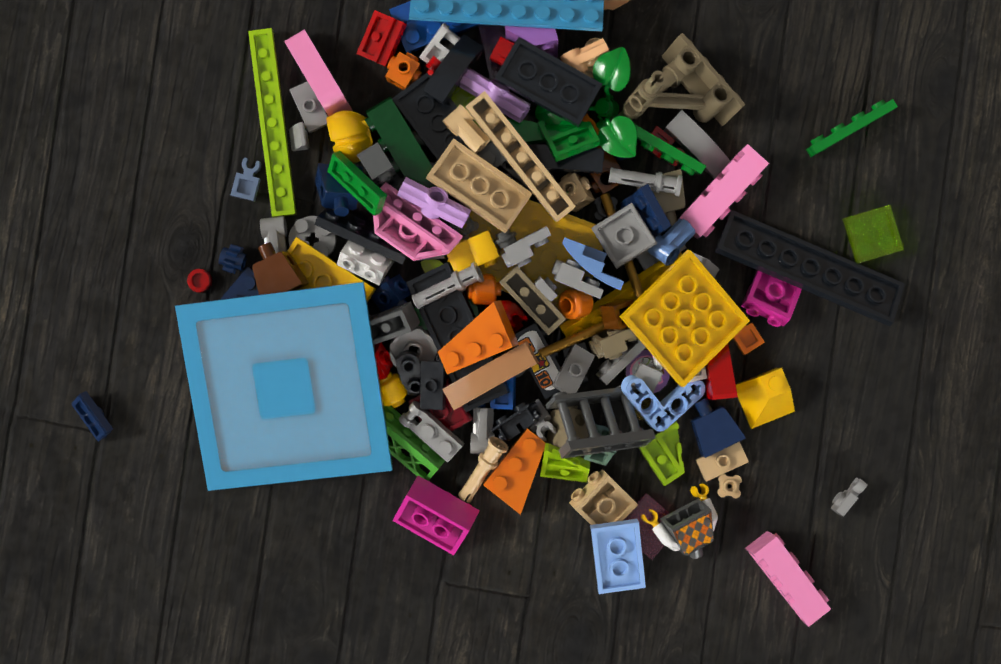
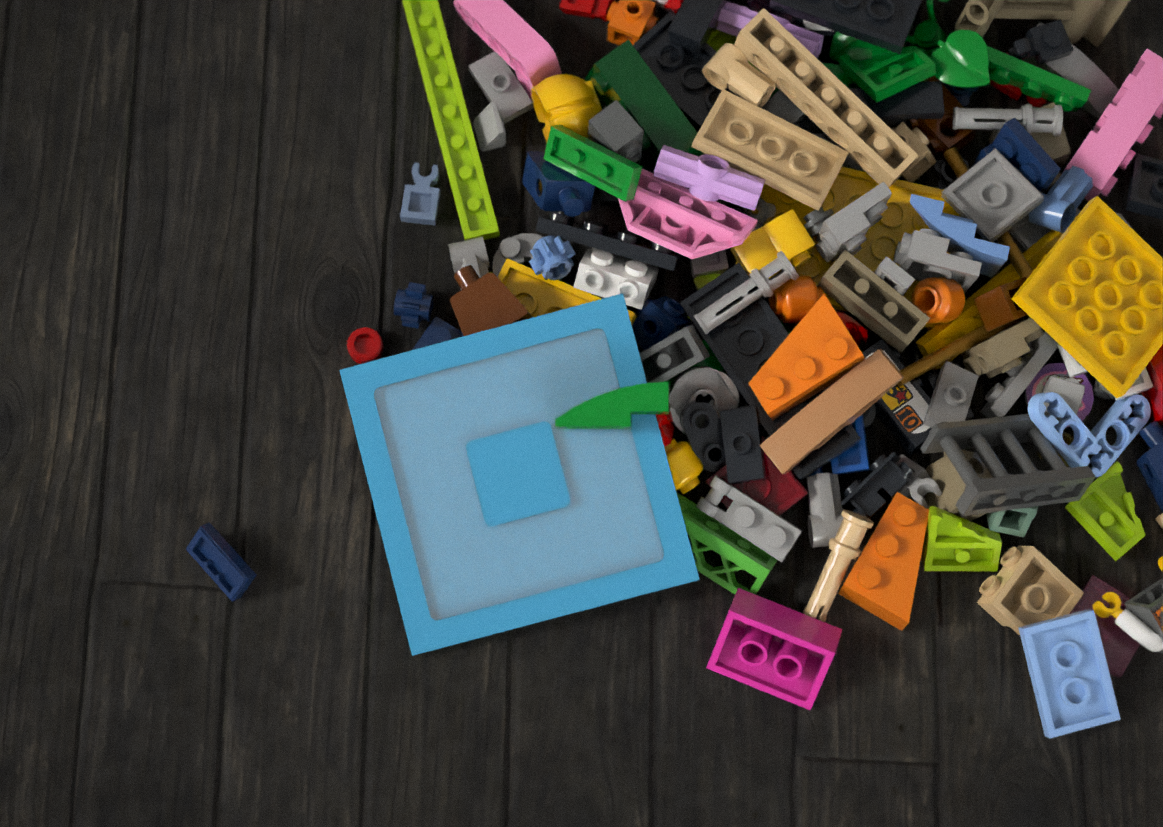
camera: 10 degrees left, 15 degrees down
(323, 244) = (552, 257): none -> medium blue gear
(349, 360) = (616, 407): none -> green slope
(681, 127) = (1044, 42): none -> black plate

